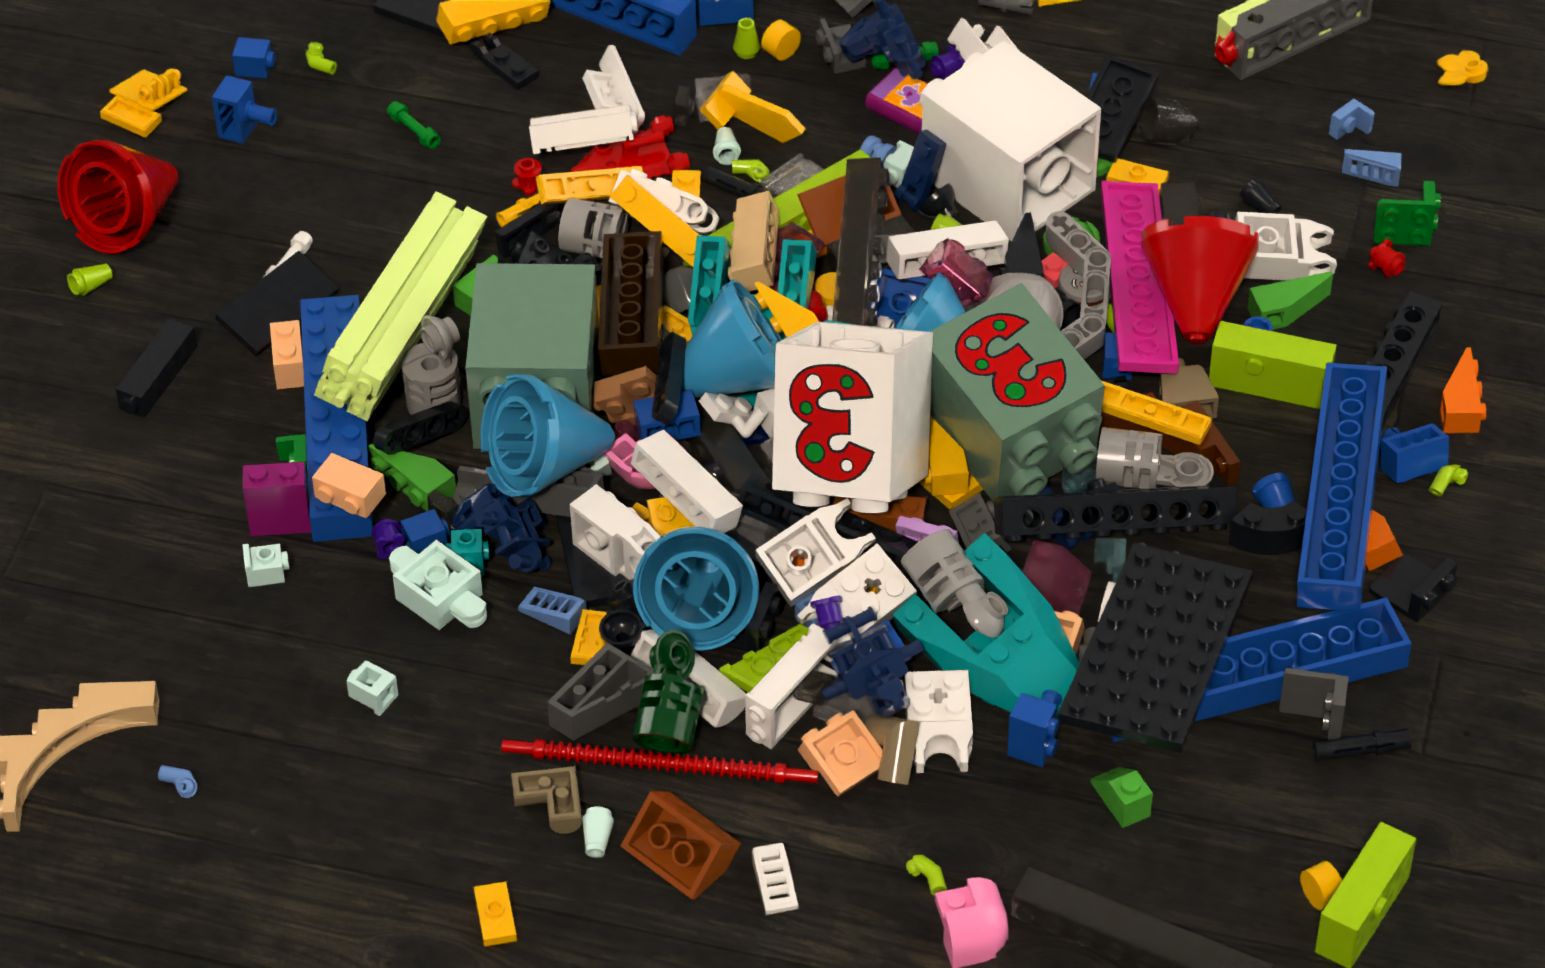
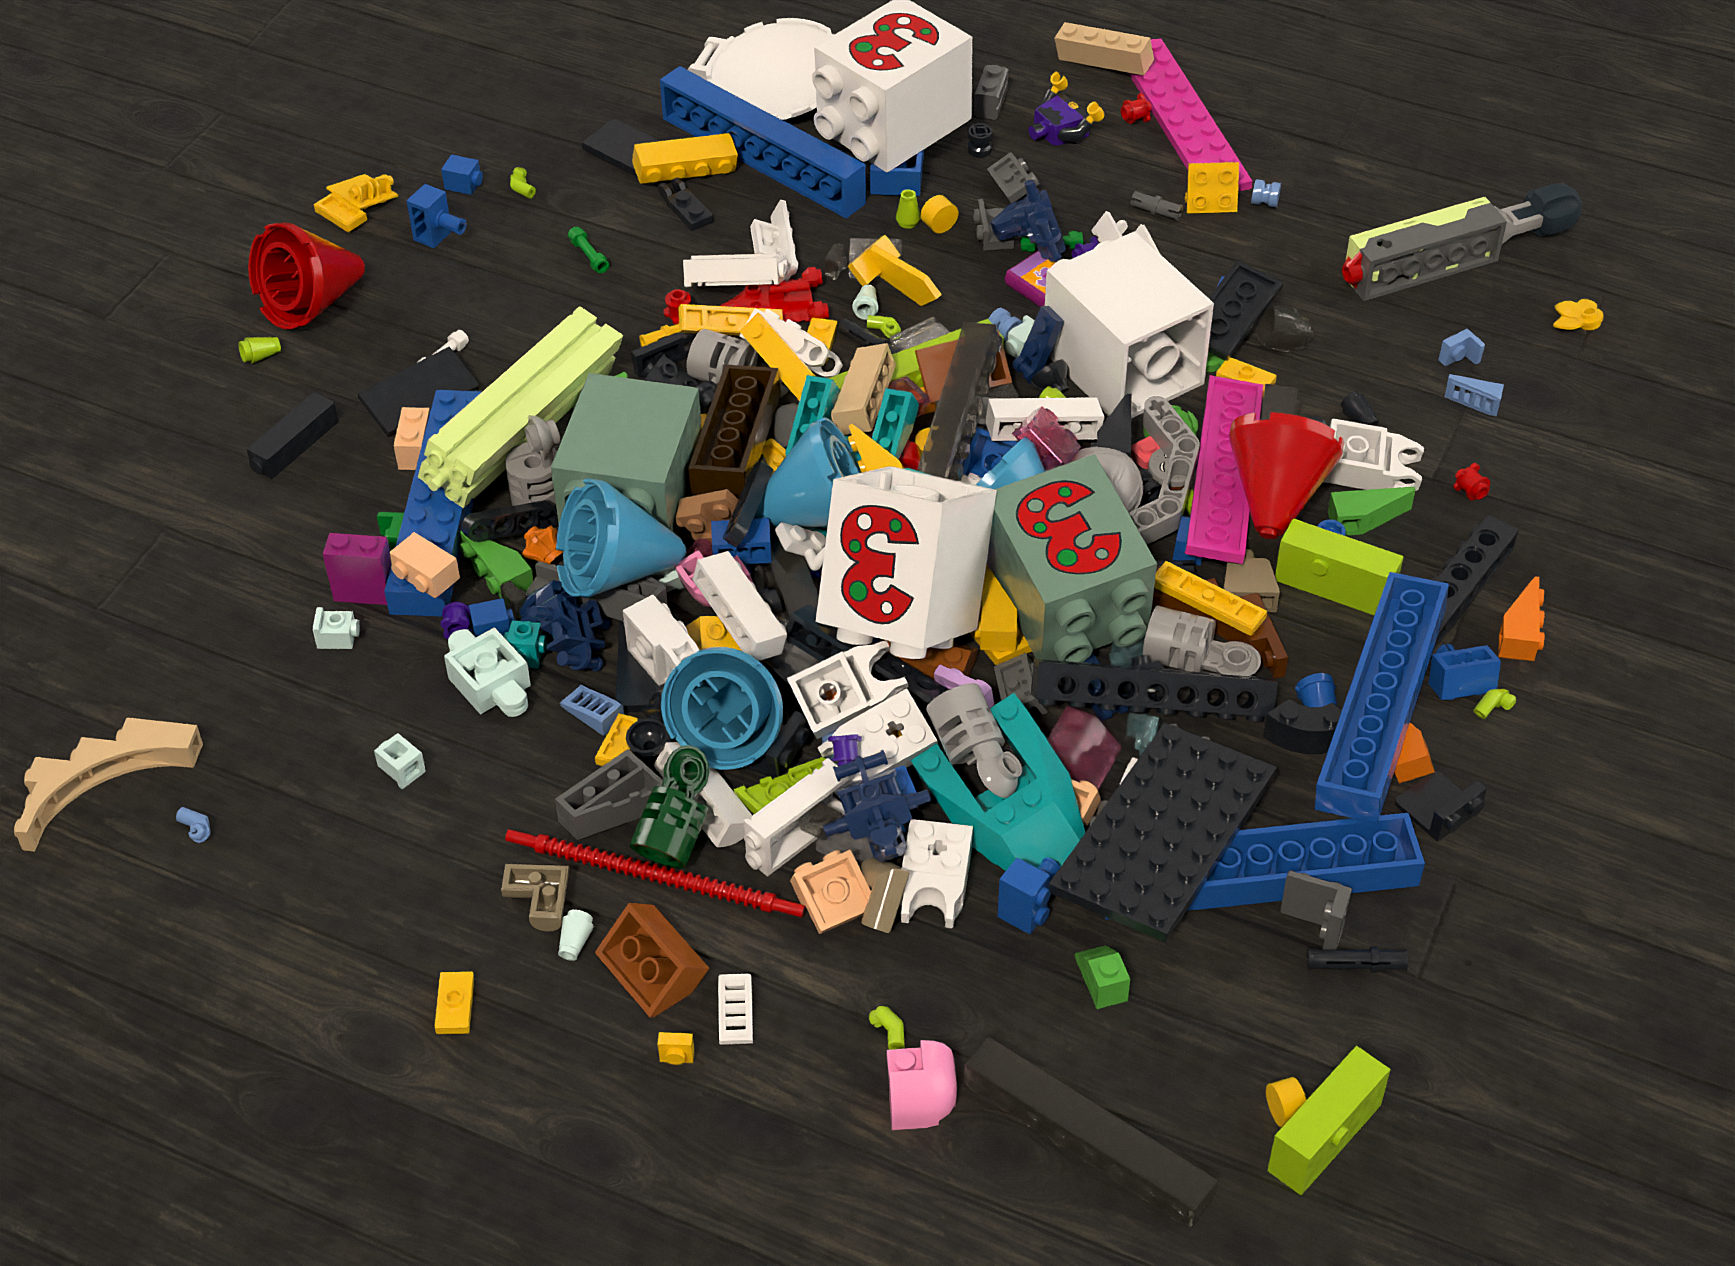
camera: 10 degrees right, 0 degrees up
(457, 449) = (542, 545): none -> orange rock
(727, 923) = (676, 1048): none -> yellow plate
(1408, 220) = (1499, 448): green bracket -> none

